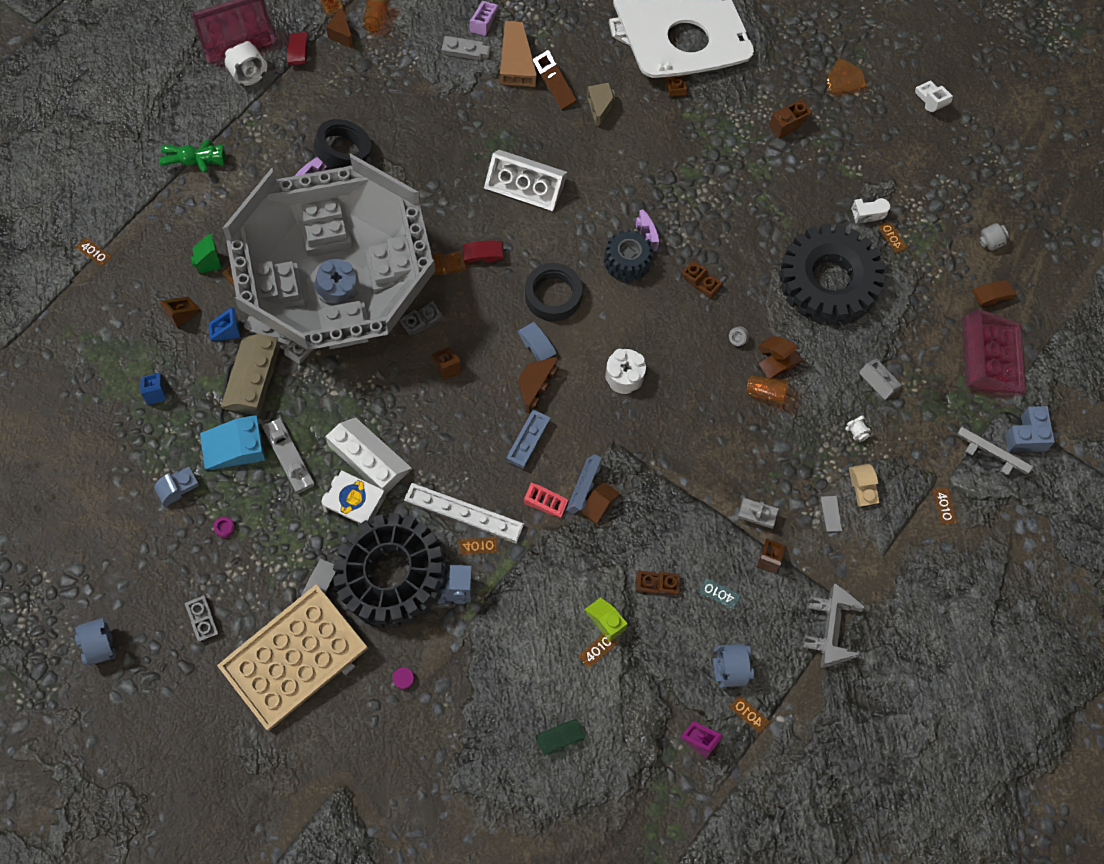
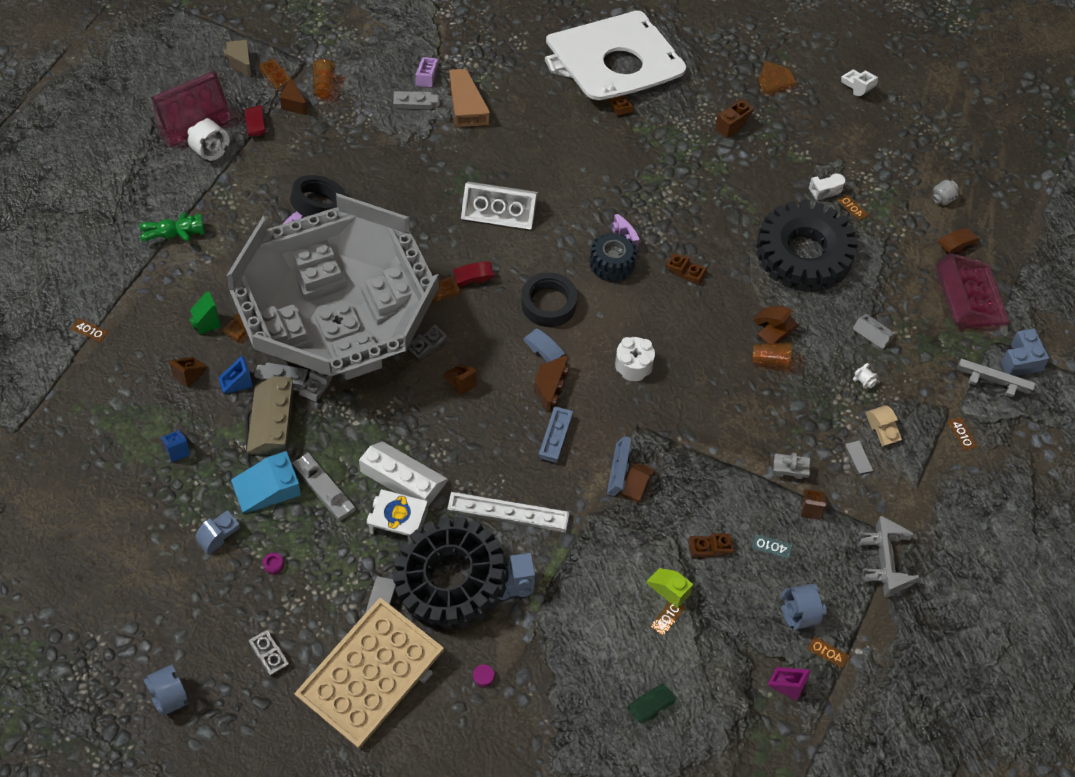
camera: 10 degrees left, 10 degrees down
(335, 270) = (339, 316): sand blue brick -> none
(477, 545) = (528, 540): clear orange sticker -> none
(541, 491) = (586, 481): coral slope -> none
(554, 79) = (507, 114): reddish brown slope -> none
(600, 101) = (553, 127): dark tan slope -> none
(739, 336) = (733, 312): light grey tile -> none

